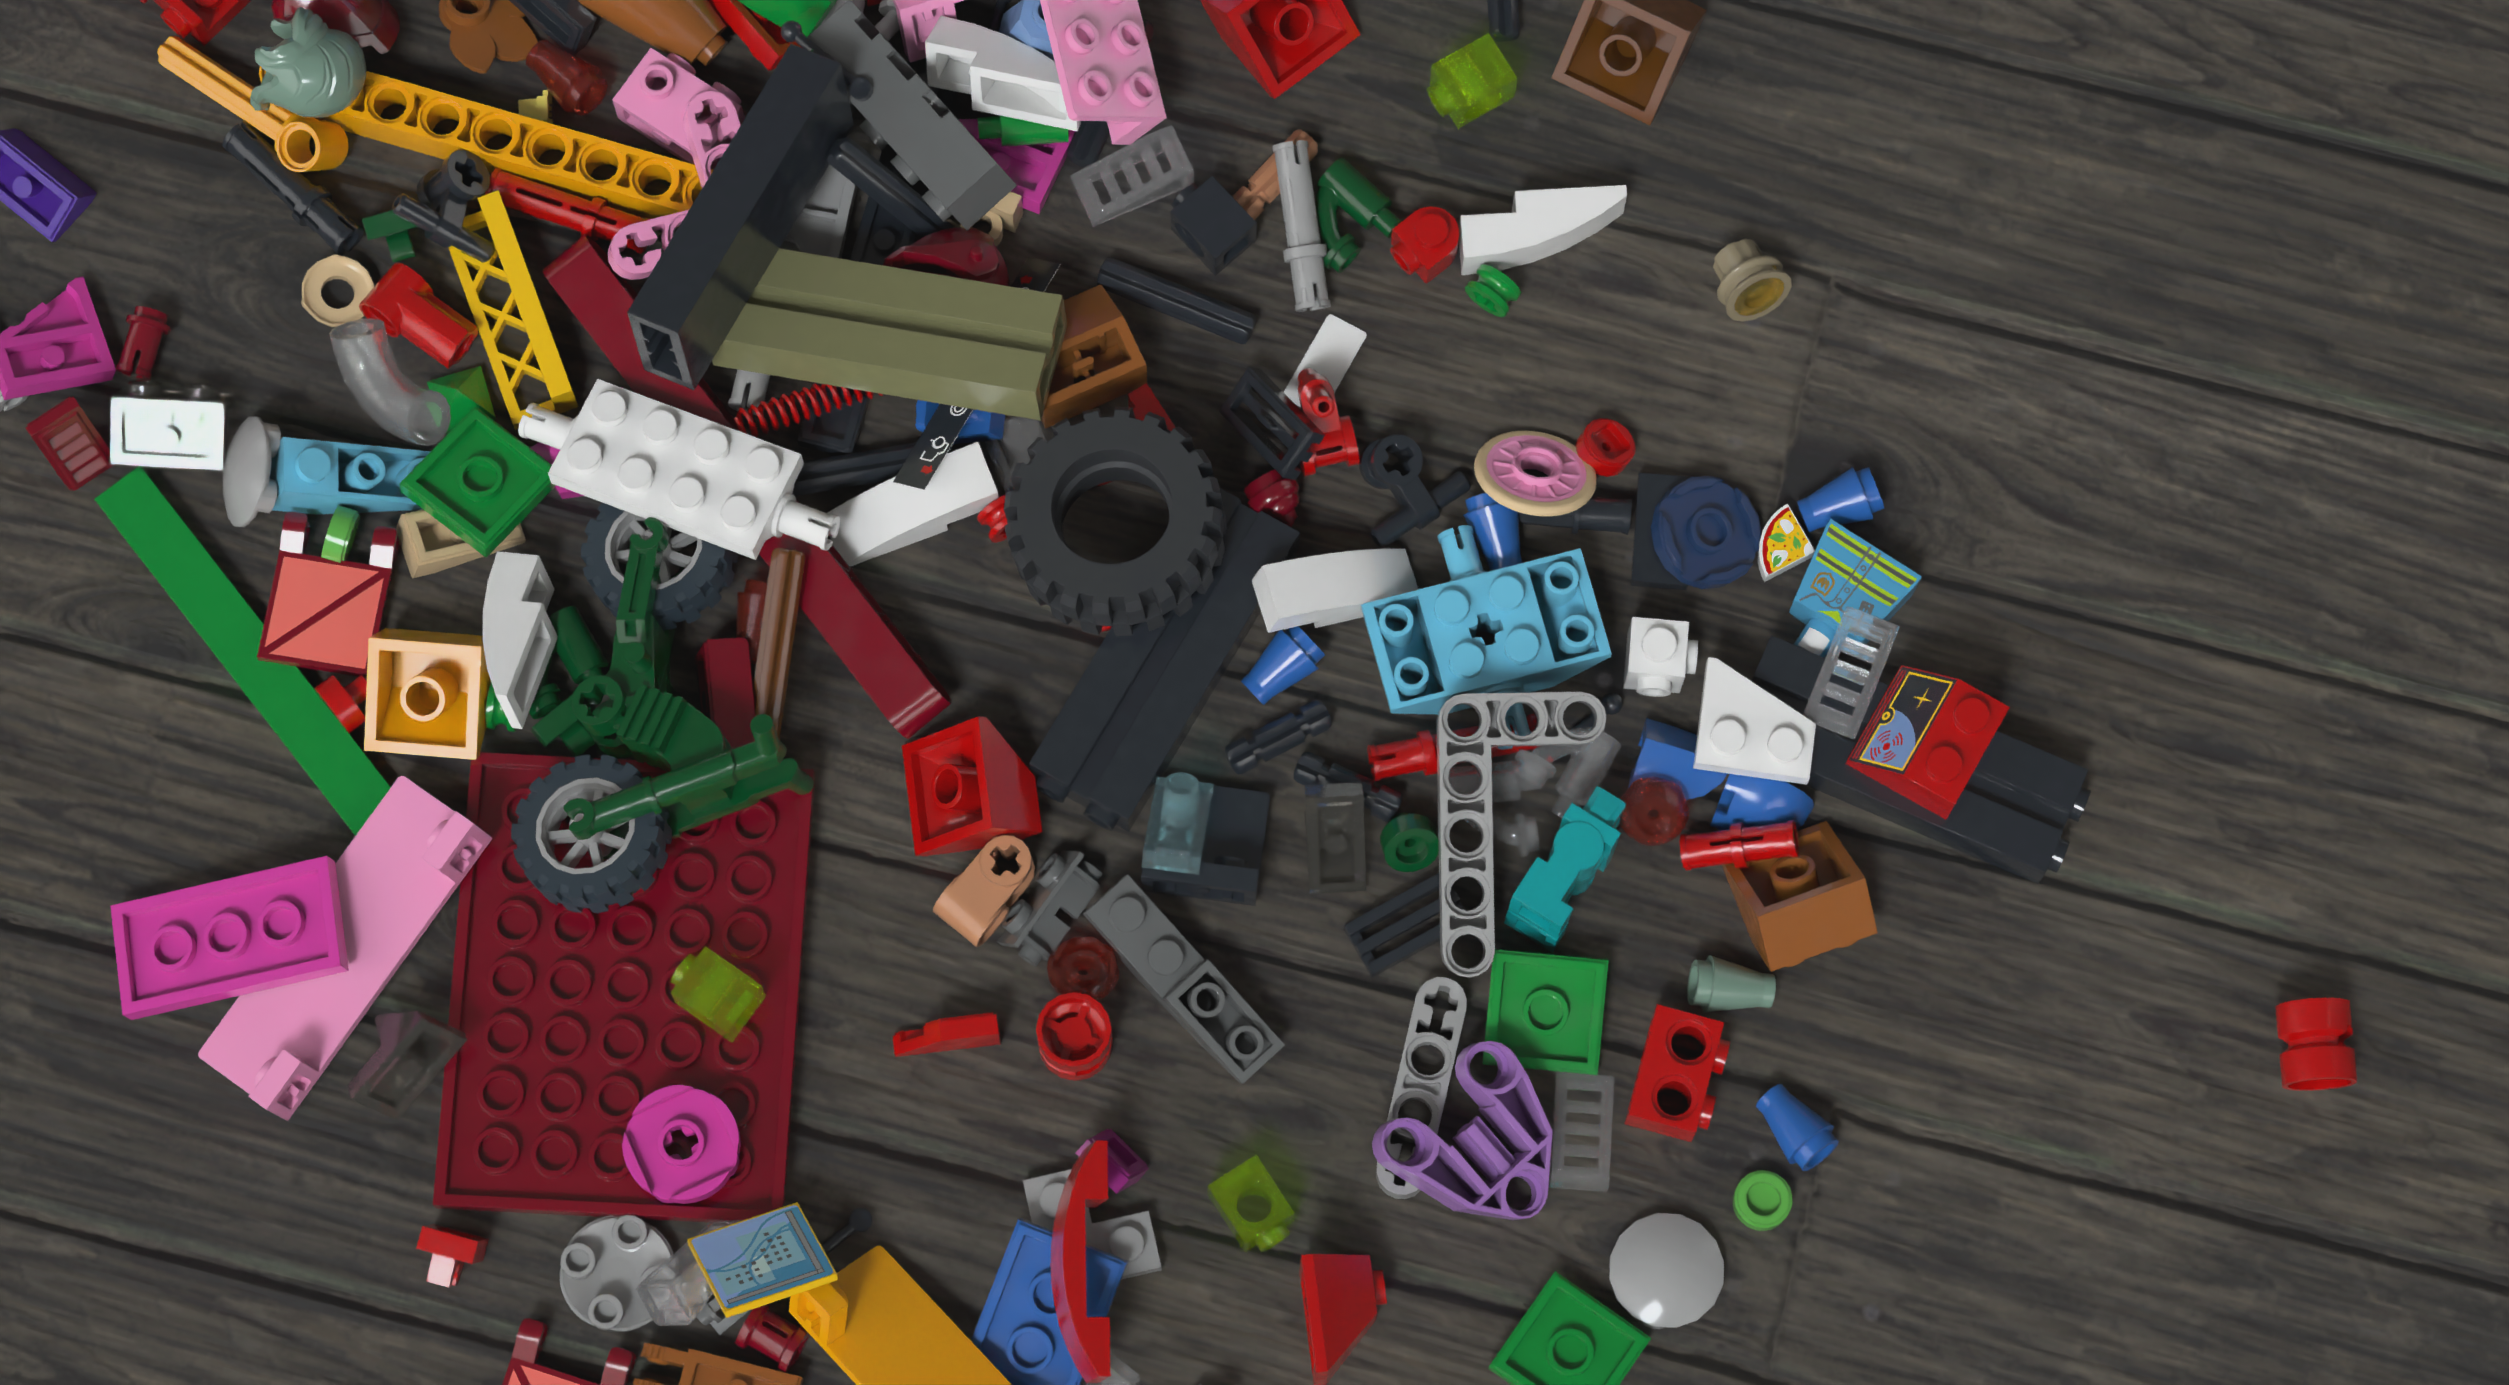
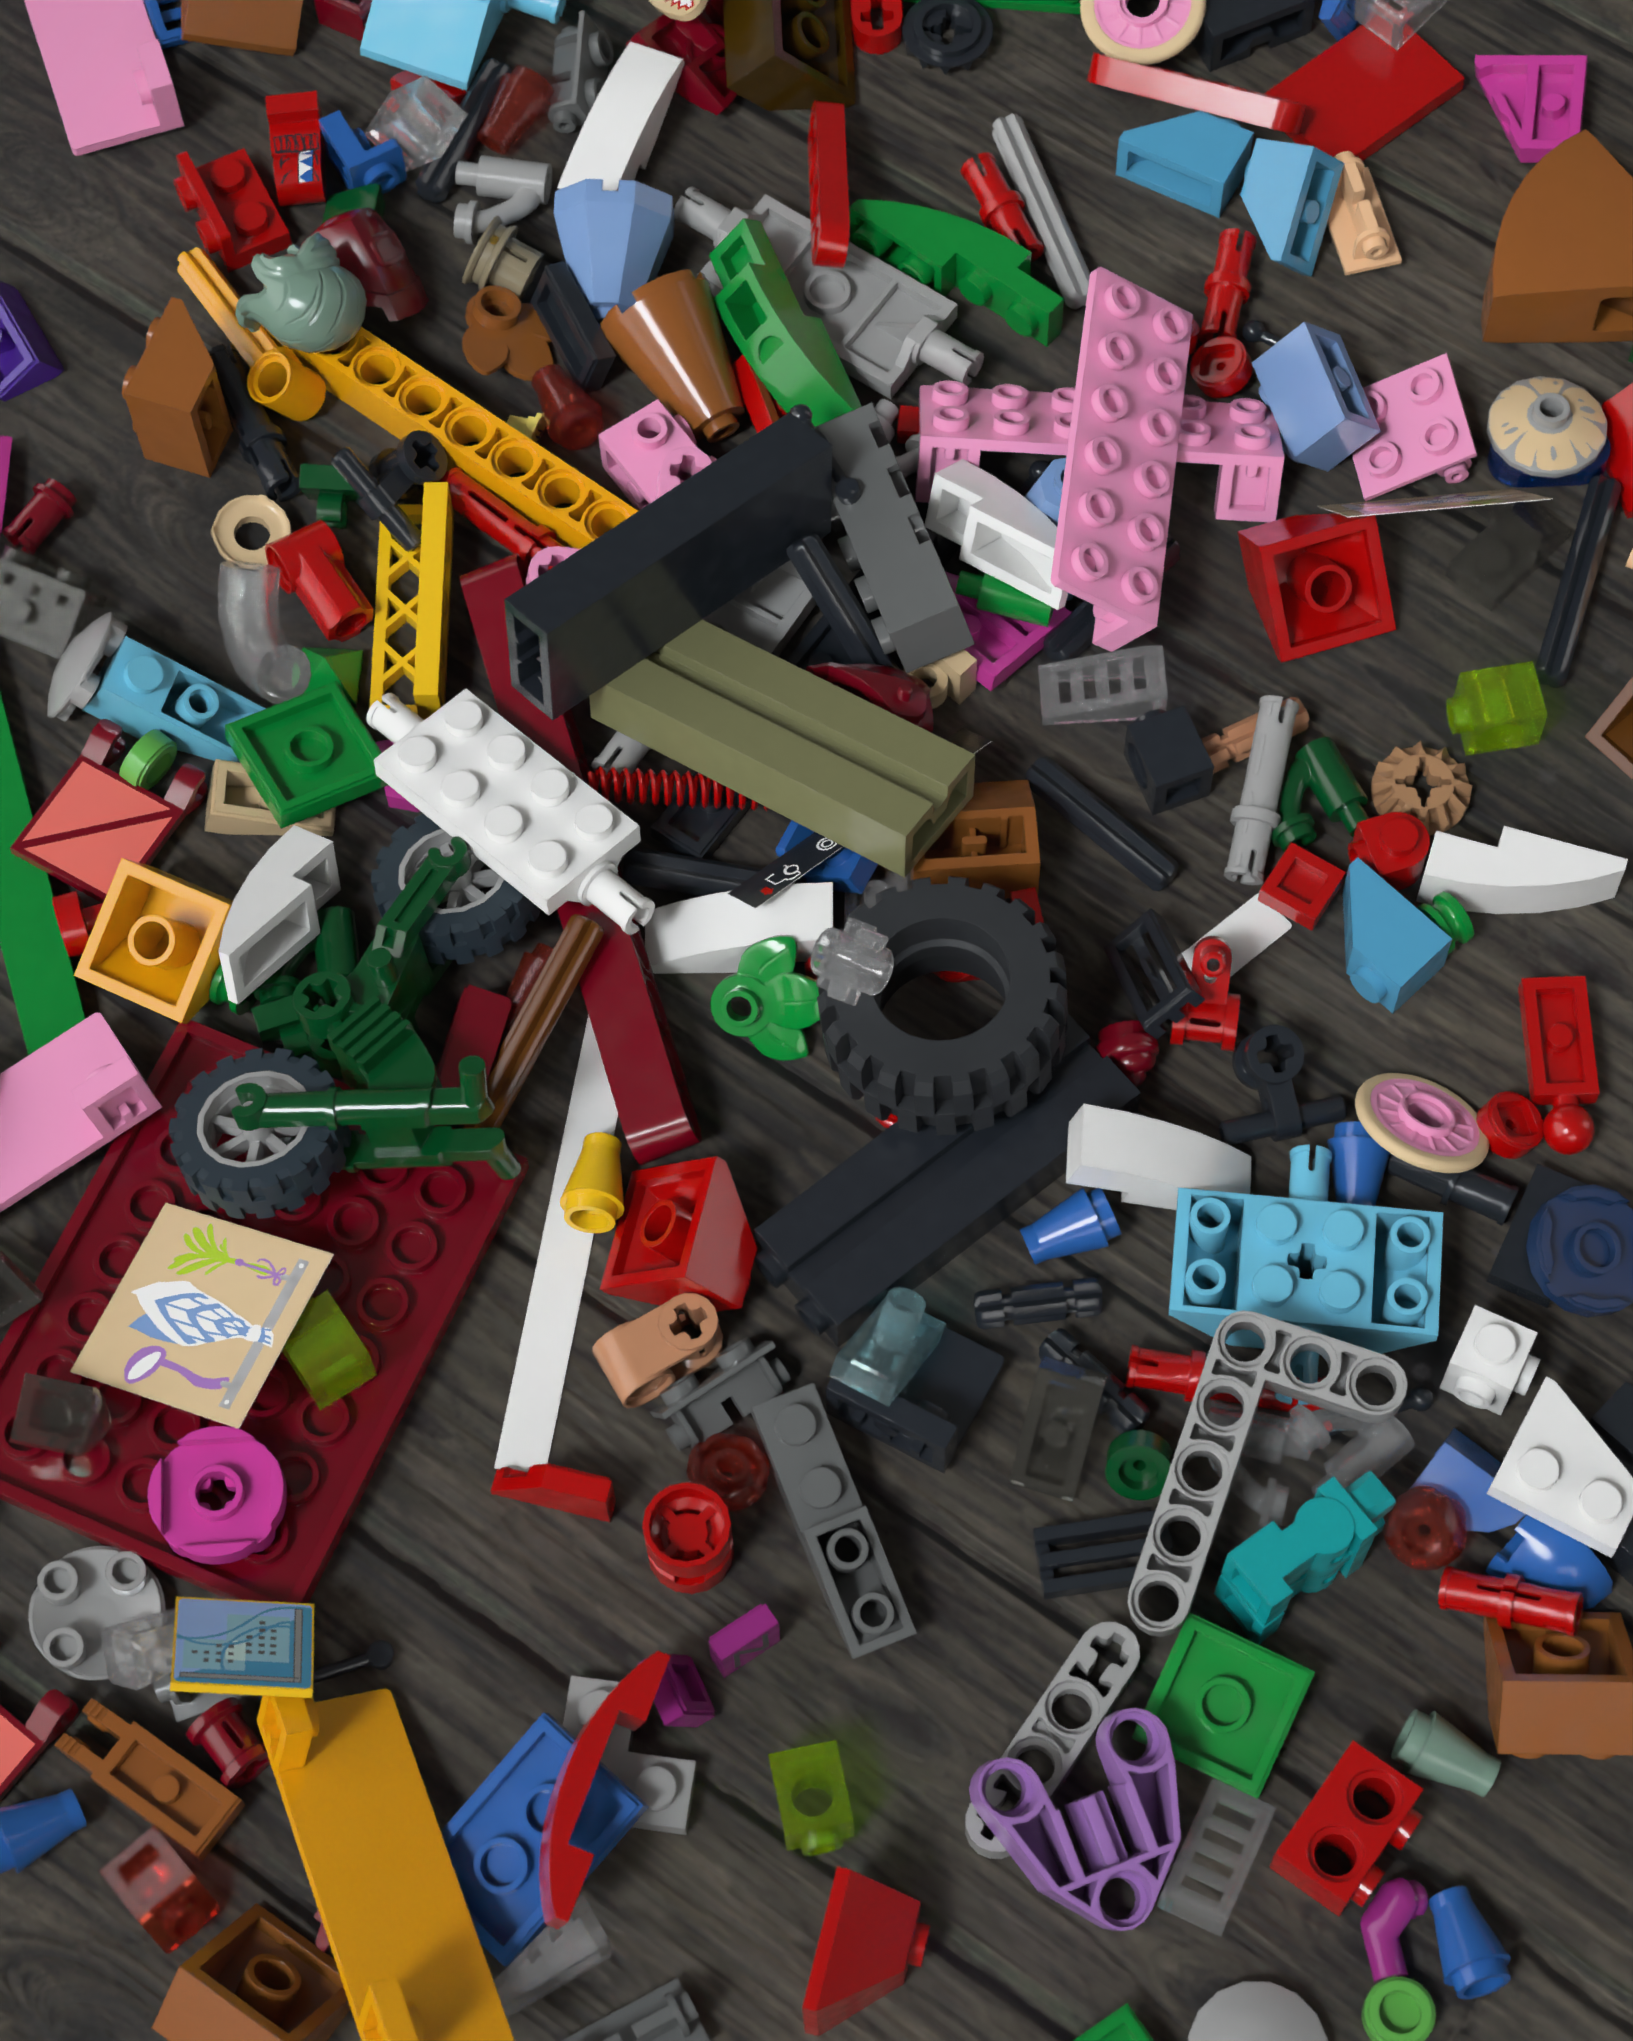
camera: 25 degrees right, 10 degrees down
(224, 190) = (177, 396): none -> dark orange slope
(524, 1128) = (59, 1416): none -> clear smoke plate
(606, 1001) = (202, 1314): none -> tan sticker
(873, 842) = (556, 1282): none -> white sticker
(879, 772) = (595, 1189): none -> yellow cone
(968, 555) = (778, 999): none -> green plate
(1037, 522) = (852, 961): none -> clear gear
(1149, 1100) = (744, 1639): none -> magenta tile
(1364, 299) = (1301, 886): none -> red plate
(1408, 162) = (1445, 803): none -> medium nougat gear
(1450, 322) = (1387, 940): none -> dark azure slope
(1626, 374) = (1560, 1058): none -> red plate
(1728, 1132) = (1385, 1920): none -> magenta arm

